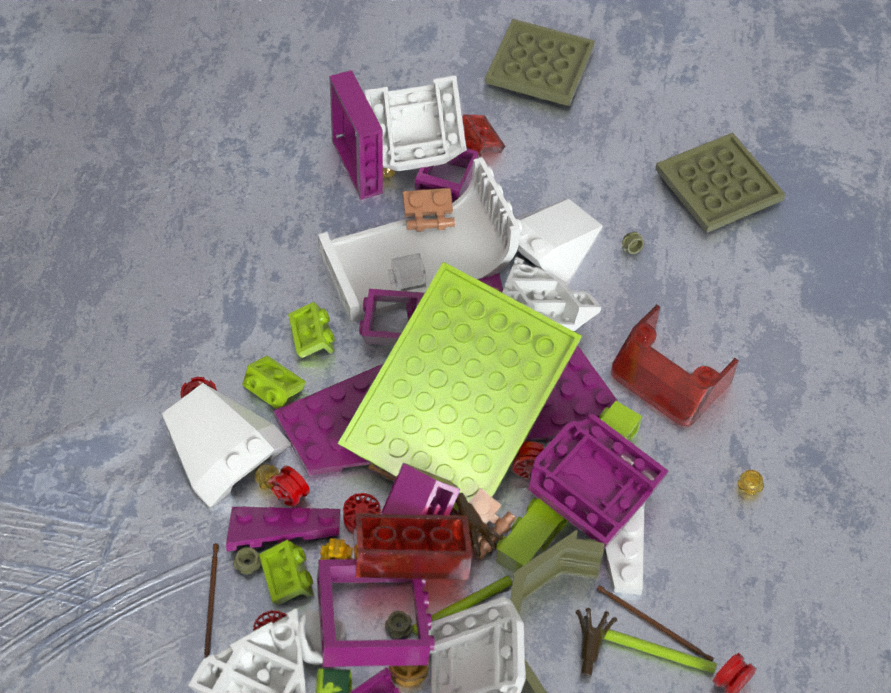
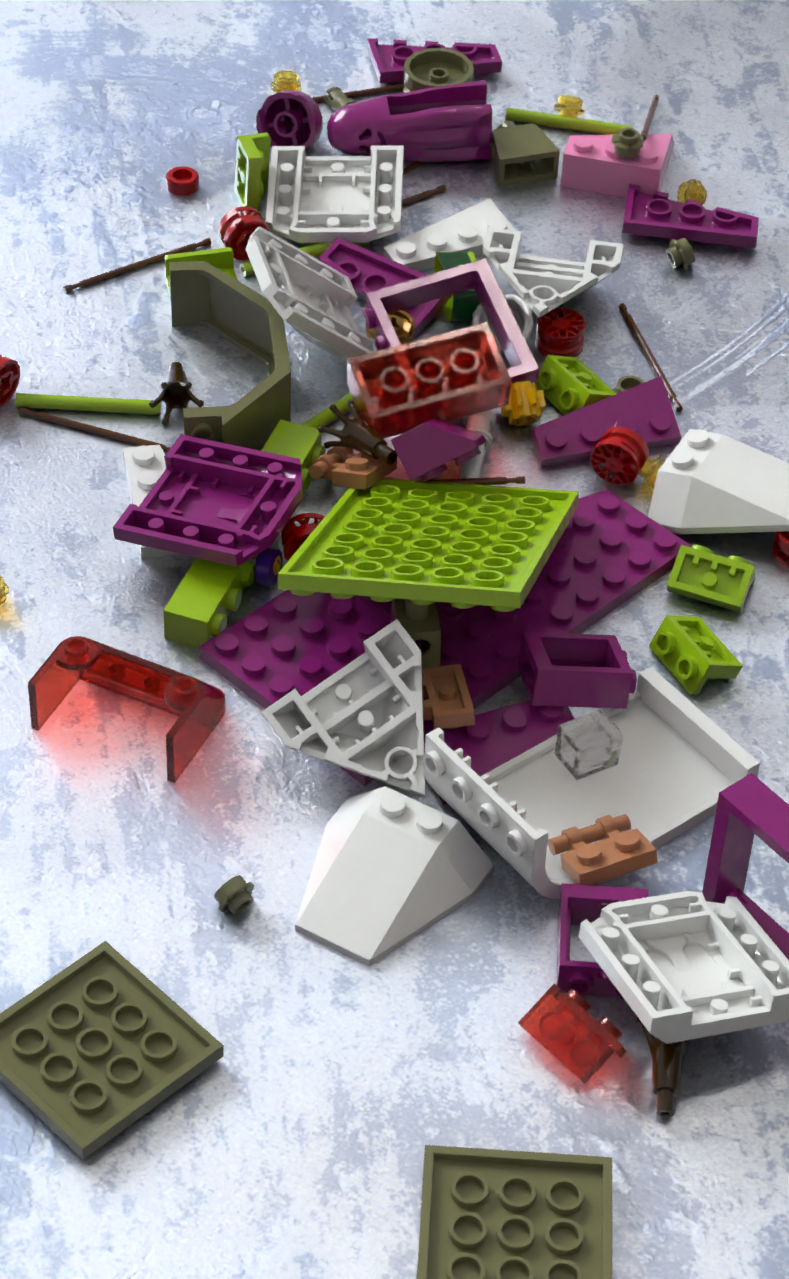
camera: 165 degrees right, 10 degrees down
(355, 506) = (512, 457): red wheel -> none

